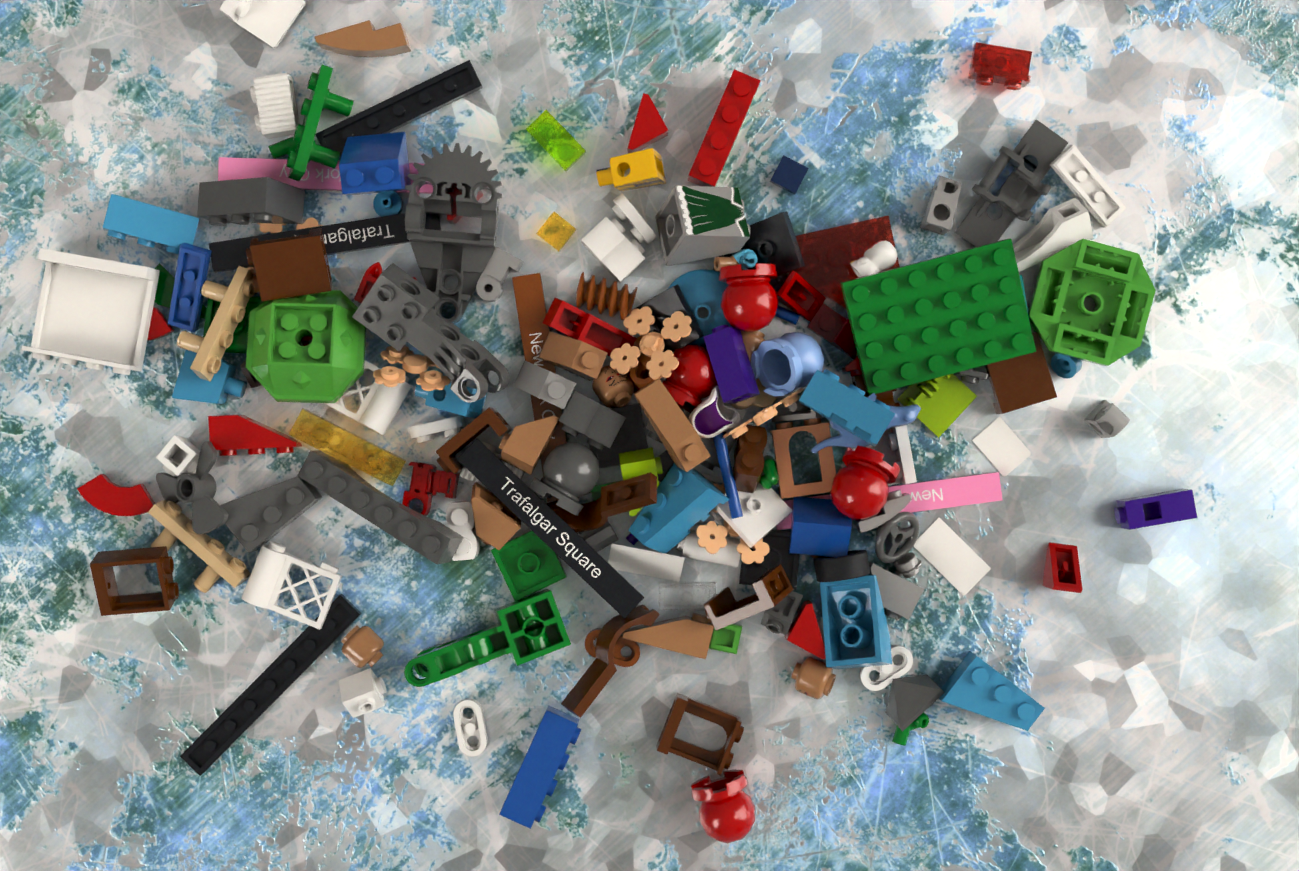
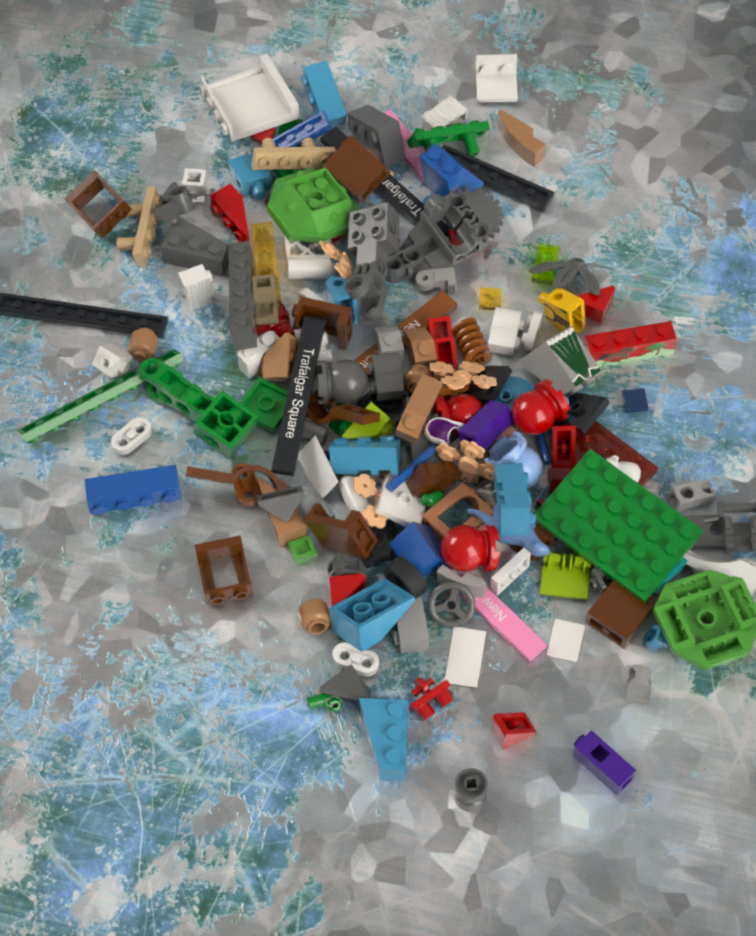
camera: 55 degrees right, 30 degrees down
(116, 499) = (141, 172): red tile -> none
(270, 575) = (152, 274): white piece -> none
(329, 546) = (196, 287): none -> white brick
(396, 731) = (93, 399): none -> green plate
(406, 485) = (265, 299): none -> dark tan brick
(527, 443) = (344, 345): medium nougat slope -> none
(586, 116) = (569, 271): none -> dark grey plant
(670, 633) = (281, 502): none -> dark grey slope
(725, 809) = (182, 612): red tile -> none
(908, 565) = (437, 628): light grey plate -> none
(974, 625) = (421, 705): none -> red hips
(1099, 655) = (470, 789): none -> dark grey wheel

